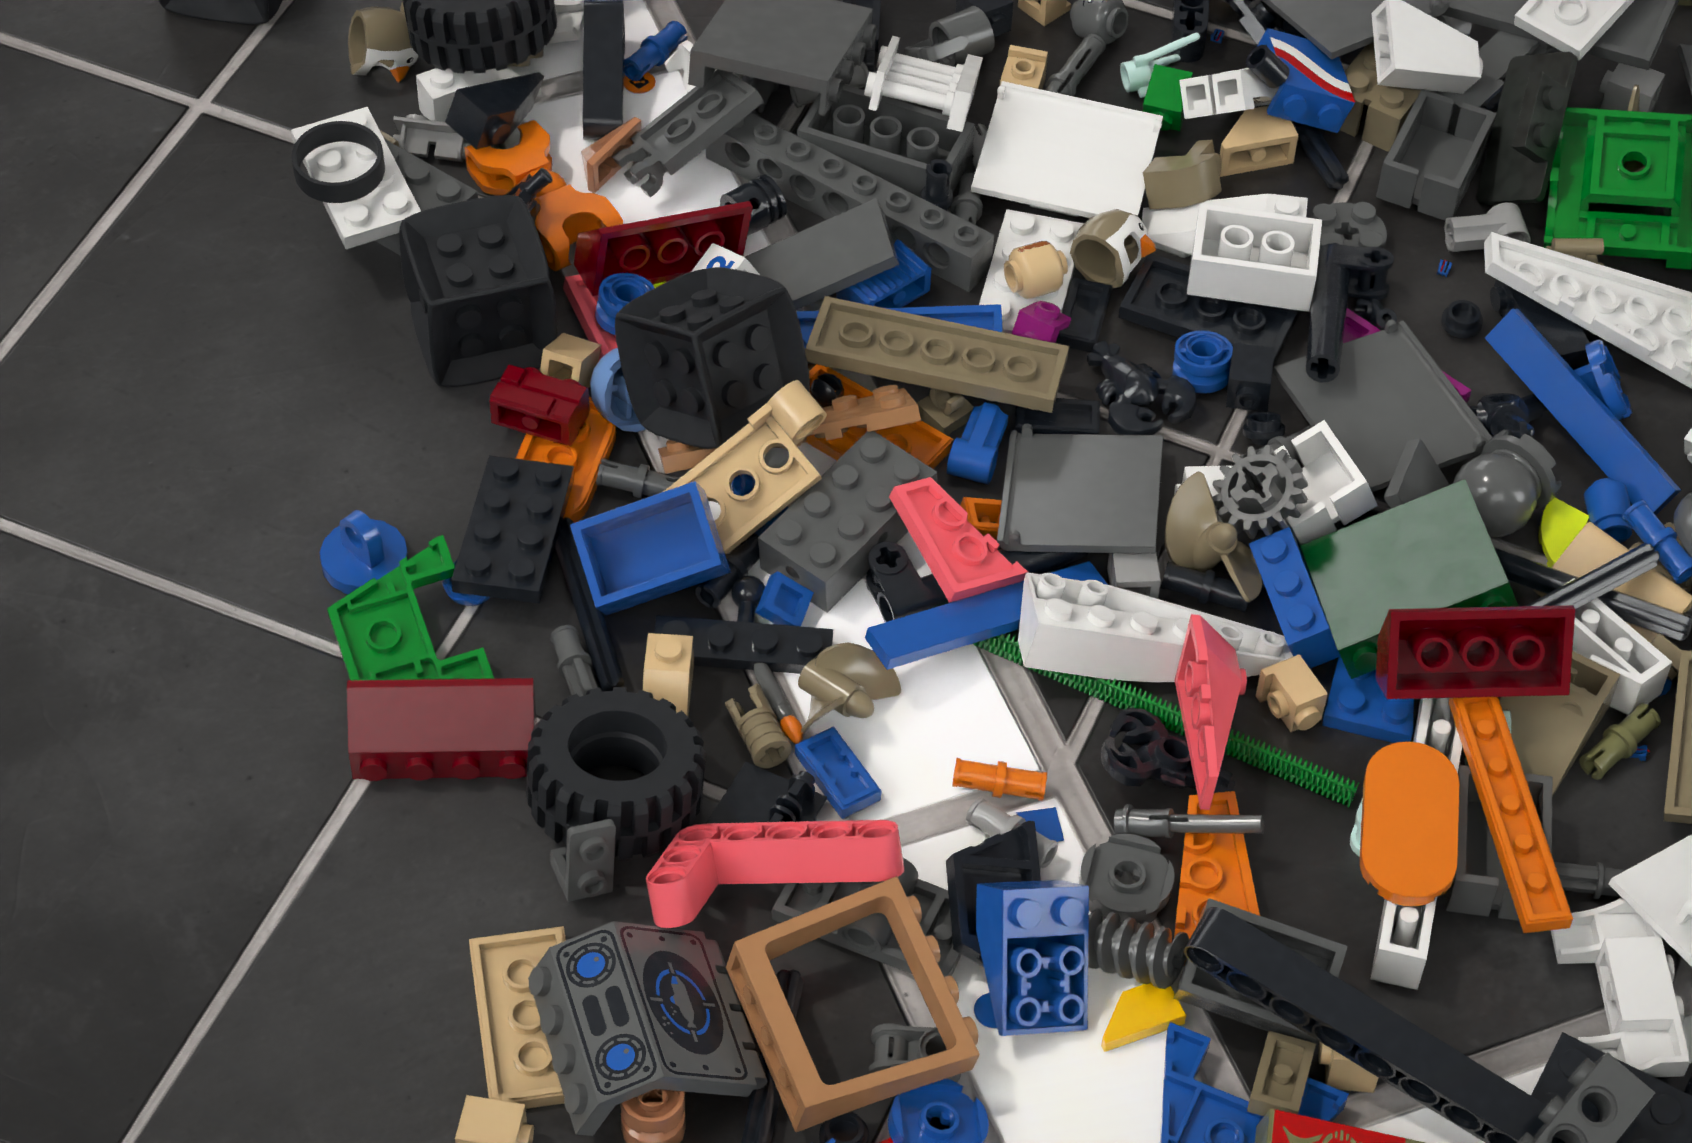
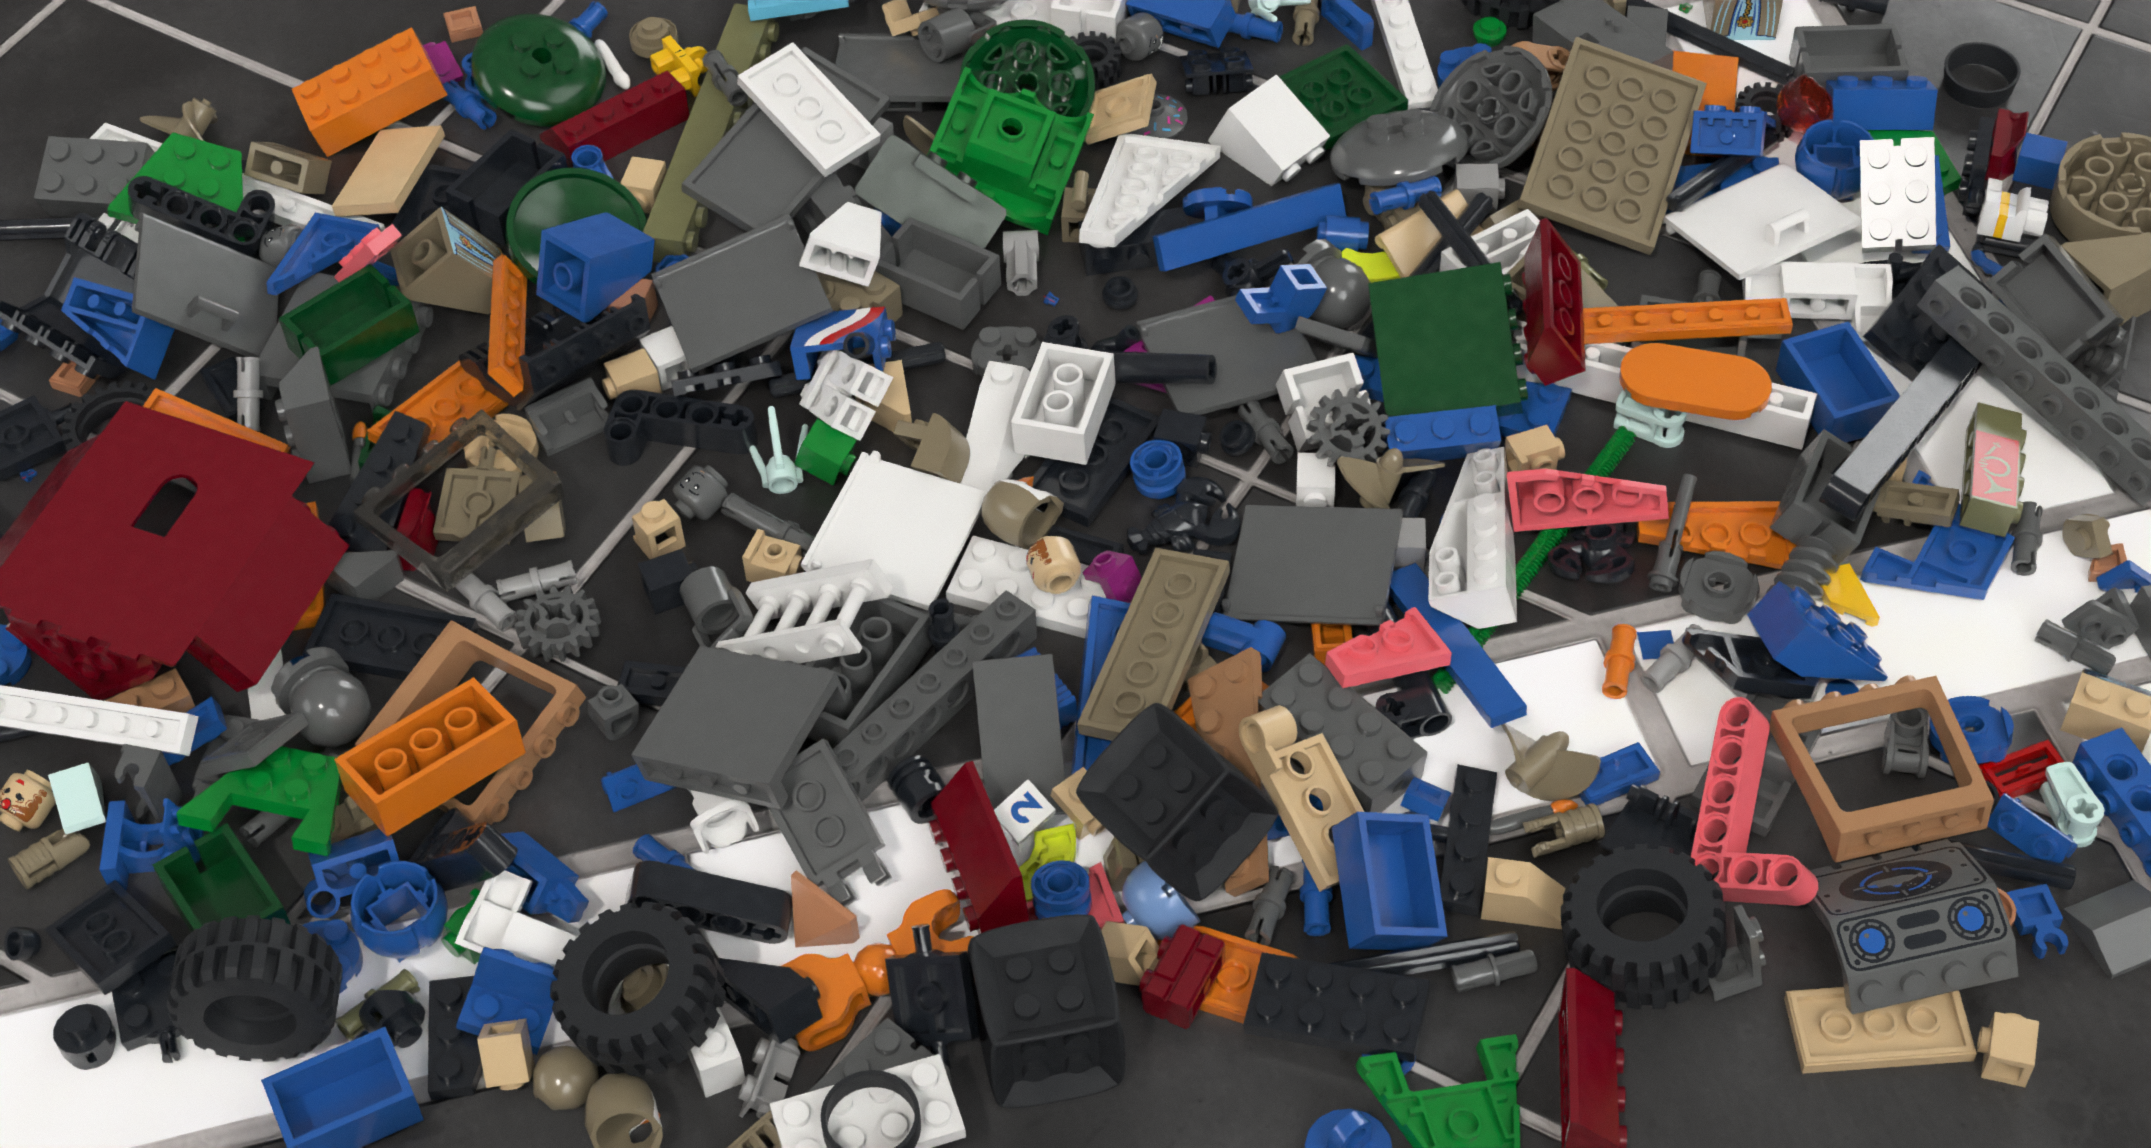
camera: 80 degrees left, 0 degrees up
(1443, 426) = (1292, 294): none -> blue brick
(1476, 995) = (1845, 376): none -> blue piece

